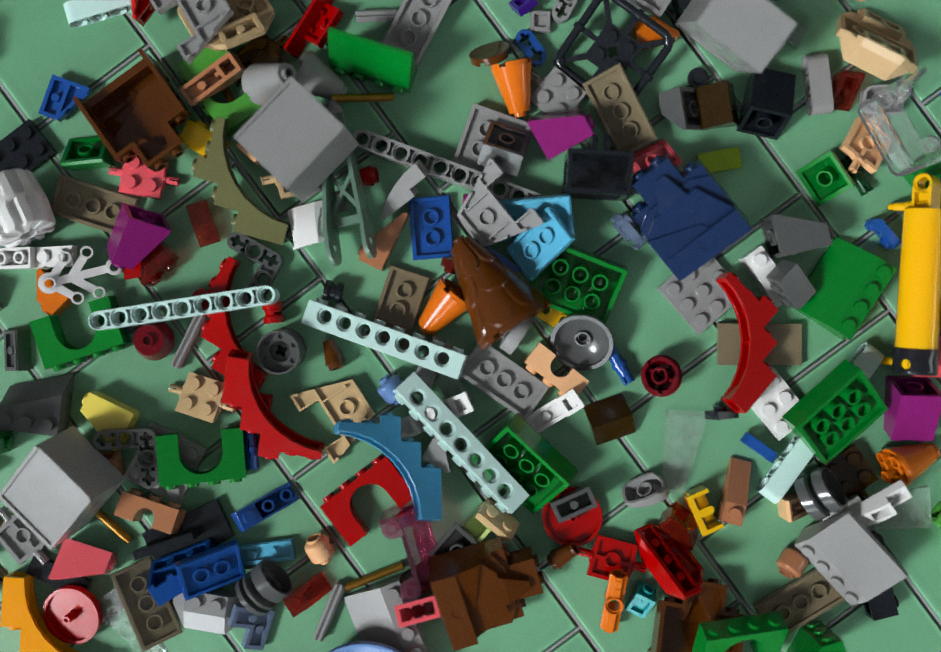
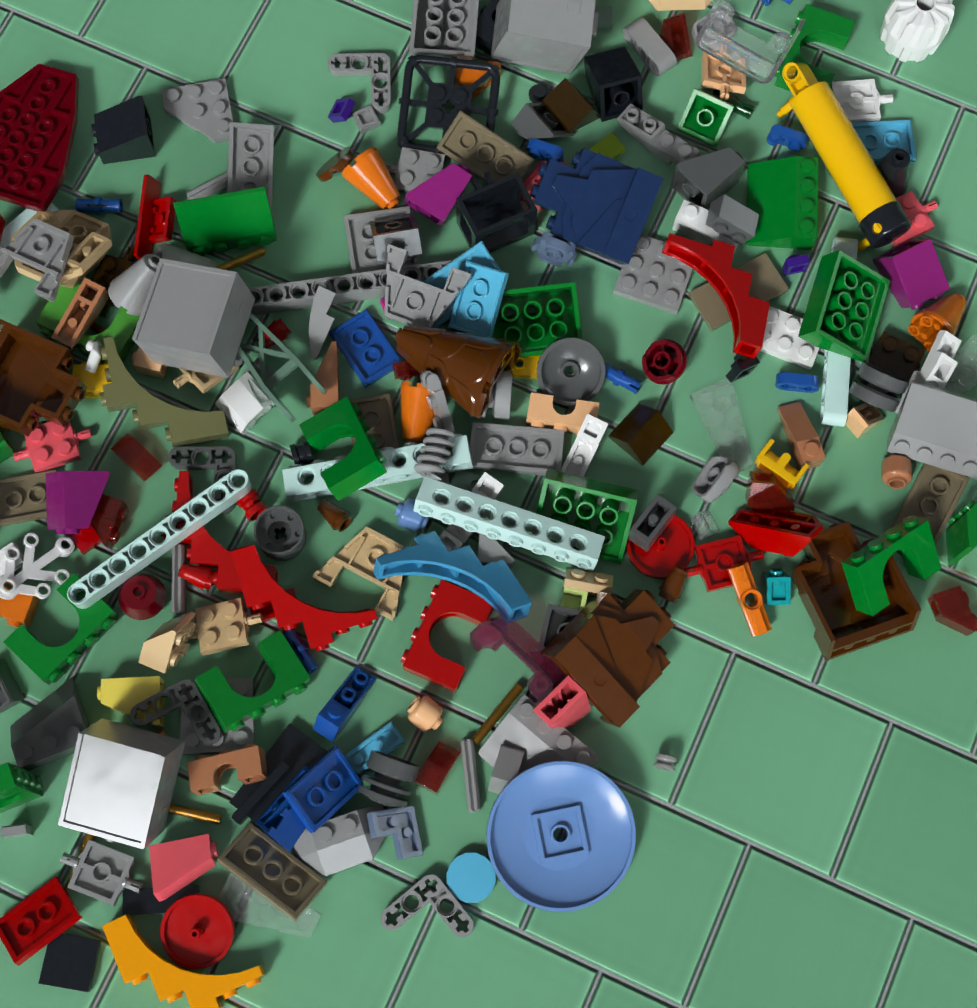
camera: 35 degrees left, 15 degrees down
(150, 392) = (168, 643): none -> tan slope
(202, 347) = (197, 575): none -> red cone
(205, 125) = (94, 357): none -> white arm
(356, 625) = (505, 768): none -> light grey slope
(372, 335) = (362, 463): none -> green arch
(431, 359) = (433, 452): none -> light grey piece
(457, 316) = (437, 400): none -> light grey hinge
(534, 45) = (371, 140): blue beam -> none
(616, 520) = (704, 524): none -> clear slope
(668, 130) = (541, 149): none -> blue plate
(773, 174) = (654, 136): none -> light grey slope
(820, 347) = (795, 264): none -> dark purple plate

